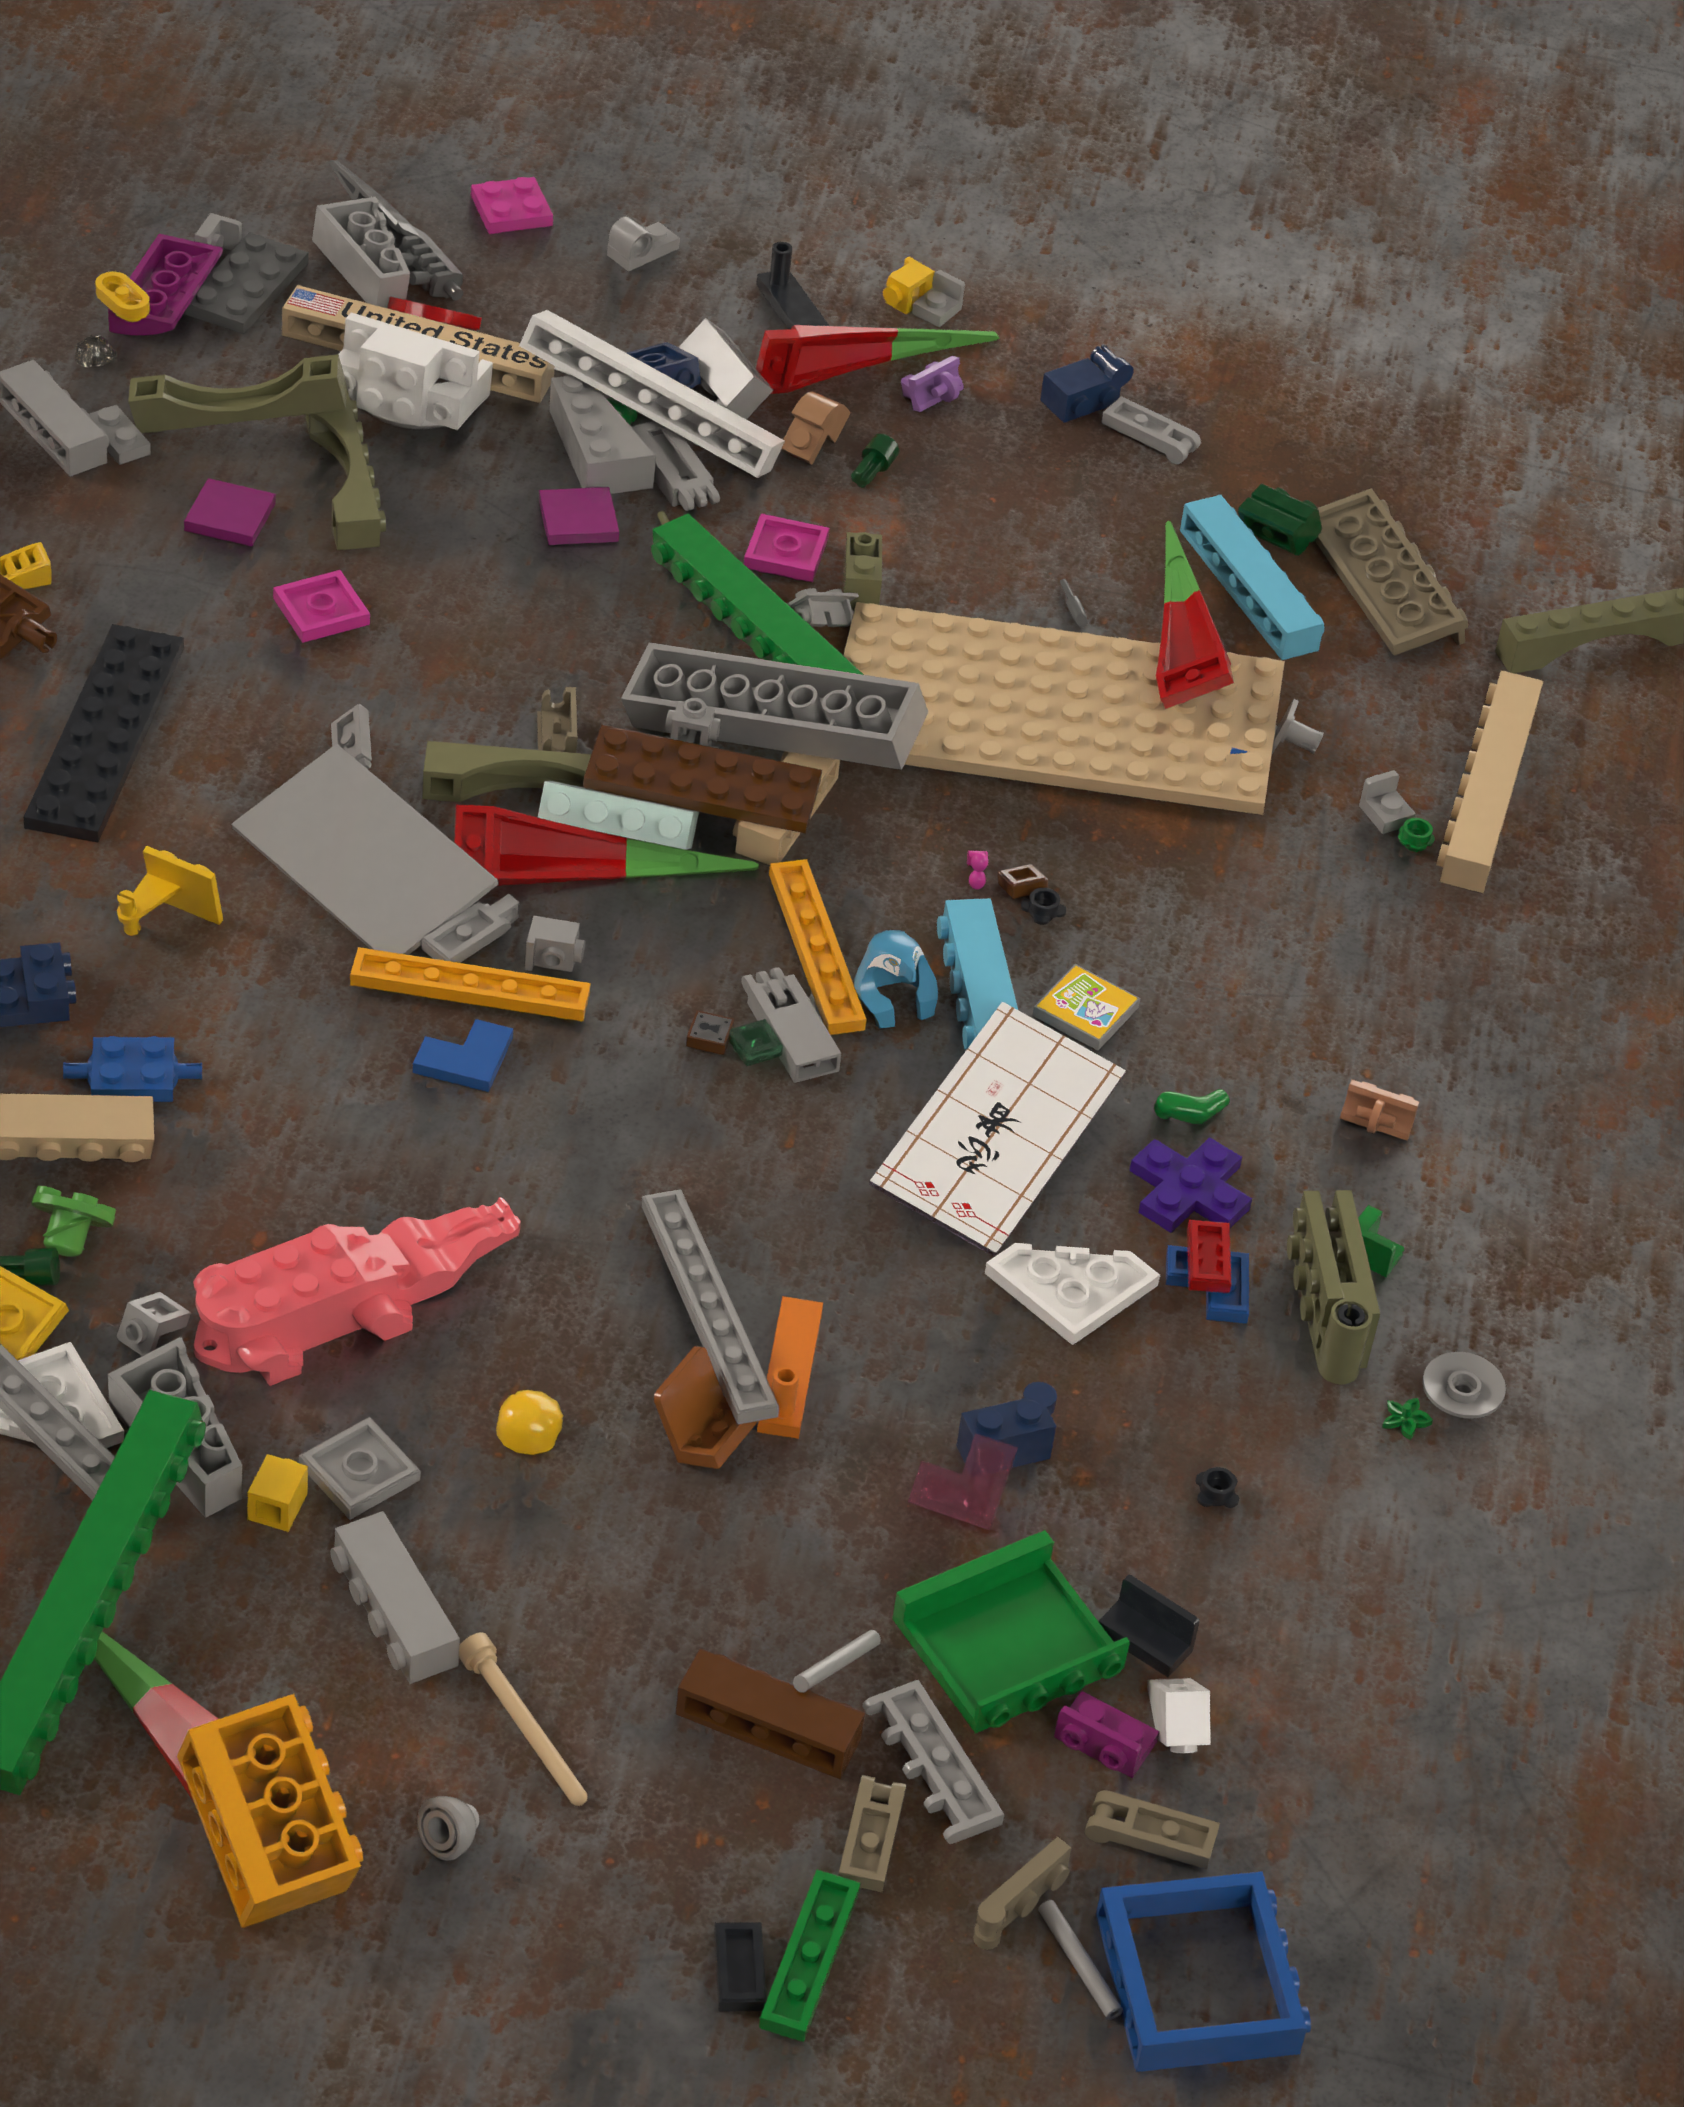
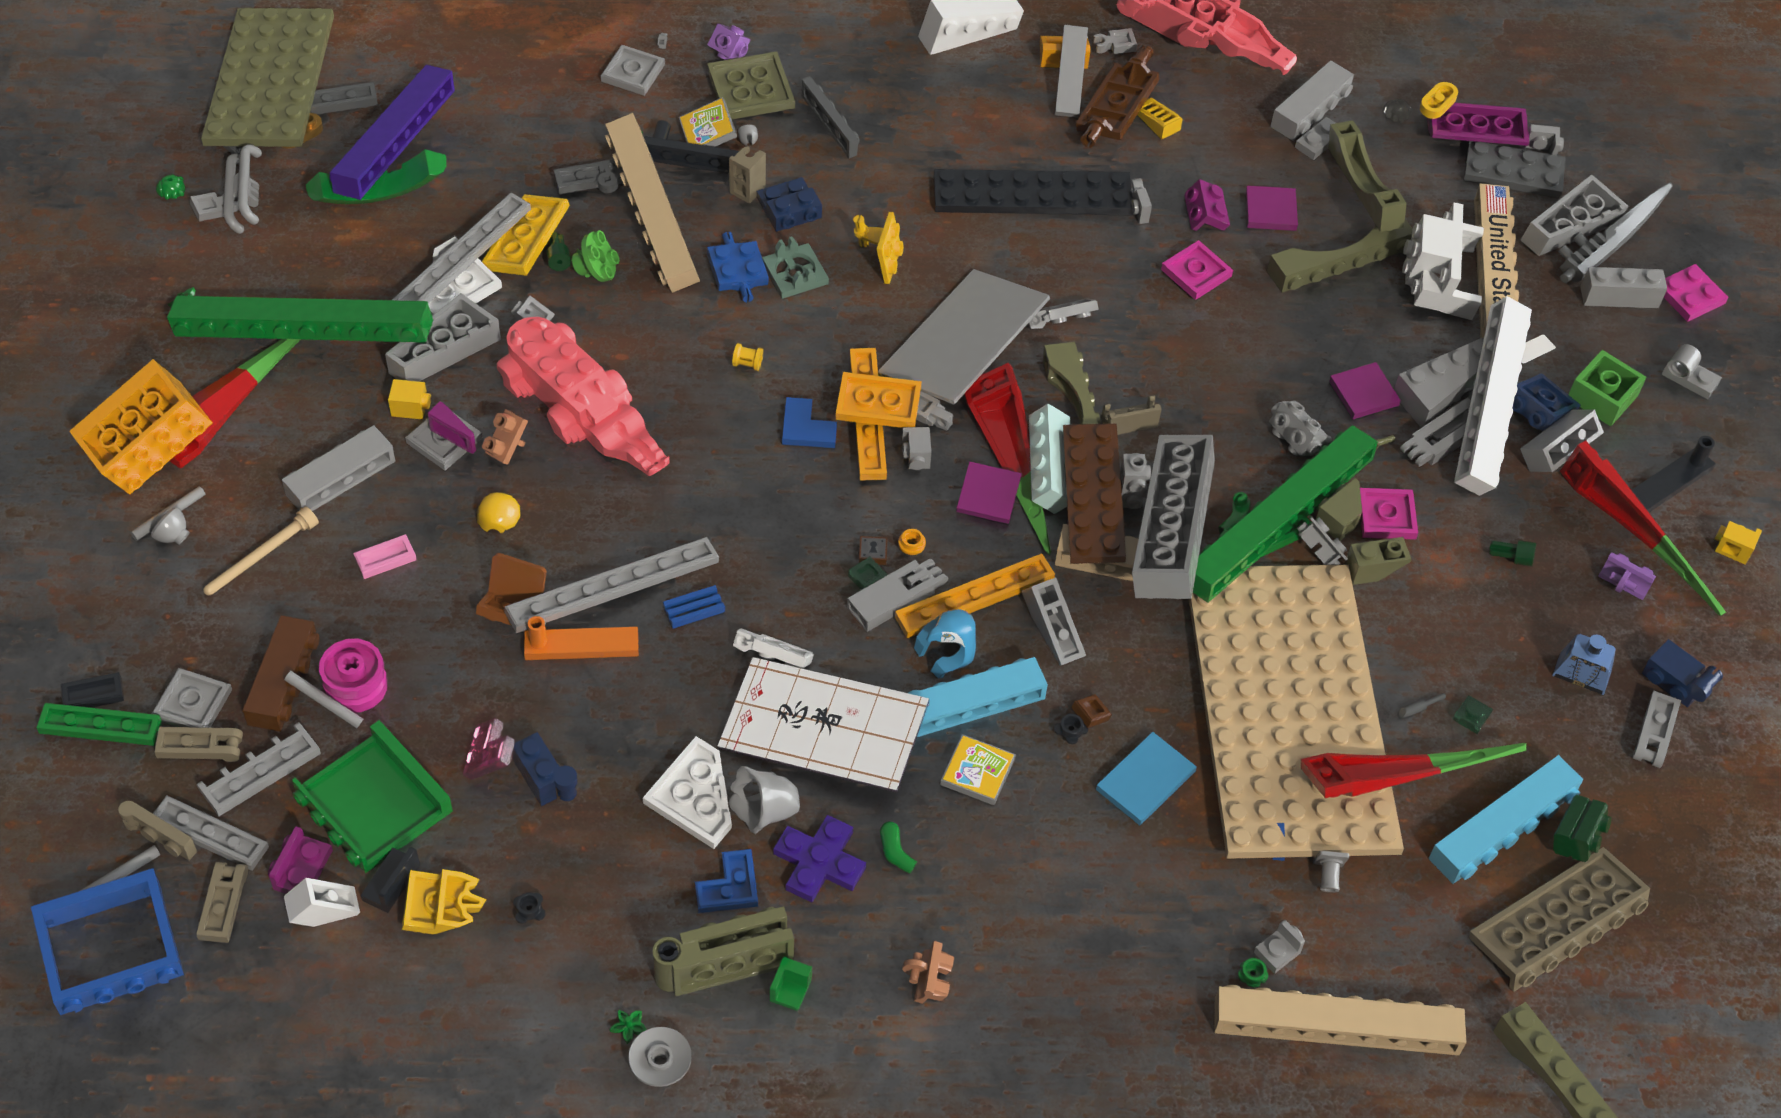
camera: 80 degrees right, 10 degrees up
(178, 621) = (1141, 202): none -> light grey plate
(189, 984) = (812, 273): none -> sand green piece
(206, 570) = (1206, 205): none -> magenta bracket
(323, 1088) = (747, 357): none -> yellow bush
(366, 1436) = (450, 427): none -> magenta slope
(400, 1378) = (506, 436): none -> nougat hips
(408, 1836) = (181, 504): none -> light grey bar
(435, 313) = (1531, 268): red tile -> none
(469, 956) = (878, 400): none -> light orange plate
(494, 250) = (1623, 287): none -> light grey brick
(572, 1570) = (384, 556): none -> bright pink tile
(647, 579) = (1298, 429): none -> light grey brick
(647, 895) = (989, 492): none -> magenta tile
(654, 308) = (1607, 387): none -> bright green brick
(708, 988) = (911, 536): none -> light orange plate
(754, 1212) = (692, 603): none -> blue tile
(778, 572) = (1342, 510): none -> olive slope
(786, 1838) = (192, 700): none -> light grey tile
(800, 1618) = (353, 674): none -> dark pink wheel
(814, 421) = (1533, 501): medium nougat brick -> none
(856, 1160) = (773, 648): none -> white hinge
(874, 878) = (1054, 620): none -> light grey slope
(941, 300) = (1735, 567): light grey bracket -> none
(979, 863) = (1087, 674): dark pink piece -> none
(1043, 1819) = (213, 833): none -> light grey tile
(1057, 447) = (1586, 662): none -> medium blue torso
(1096, 566) = (1472, 714): none -> clear green plate
(1109, 1210) = (774, 803): none -> light grey piece
(1130, 859) = (1146, 778): none -> dark azure tile
(1201, 1576) = (439, 901): none -> yellow plate
(1209, 1256) = (735, 870): red plate -> none

